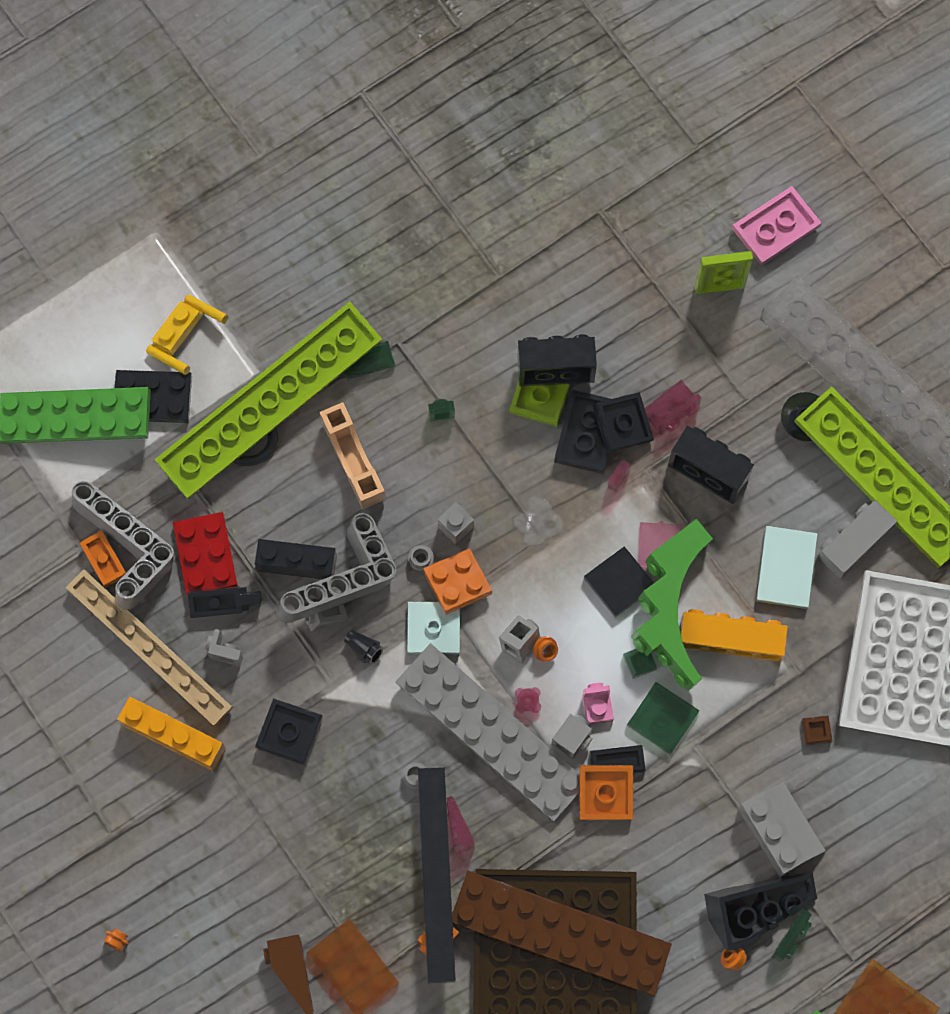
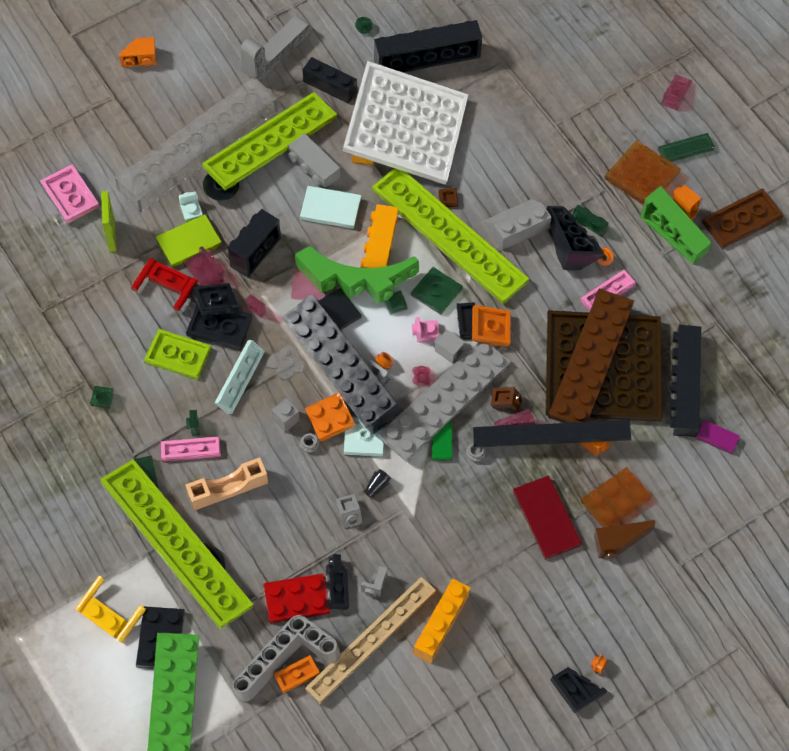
camera: 90 degrees left, 10 degrees down
(81, 910) = (576, 689): none -> black wing
(289, 731) = (441, 537): black plate -> none
(295, 559) = (307, 528): black brick -> none
(323, 872) = (547, 517): none -> dark red tile
(346, 580) = (321, 471): light grey beam -> none
(407, 411) = (190, 449): none -> bright pink tile
(427, 731) = (442, 444): none -> green tile
(474, 296) = (102, 397): none -> clear green plate
(495, 816) = (506, 398): none -> reddish brown bracket
(511, 462) = (239, 377): none -> light aqua plate
(529, 589) = (342, 364): none -> brick
(556, 360) = (165, 335): black brick -> none
(654, 362) = (167, 278): none -> red plate
(683, 966) = (618, 285): none -> bright pink tile
(718, 382) = (185, 240): none -> lime tile
(752, 734) = (451, 235): none -> lime plate
(769, 381) = (190, 206): none -> light aqua bracket

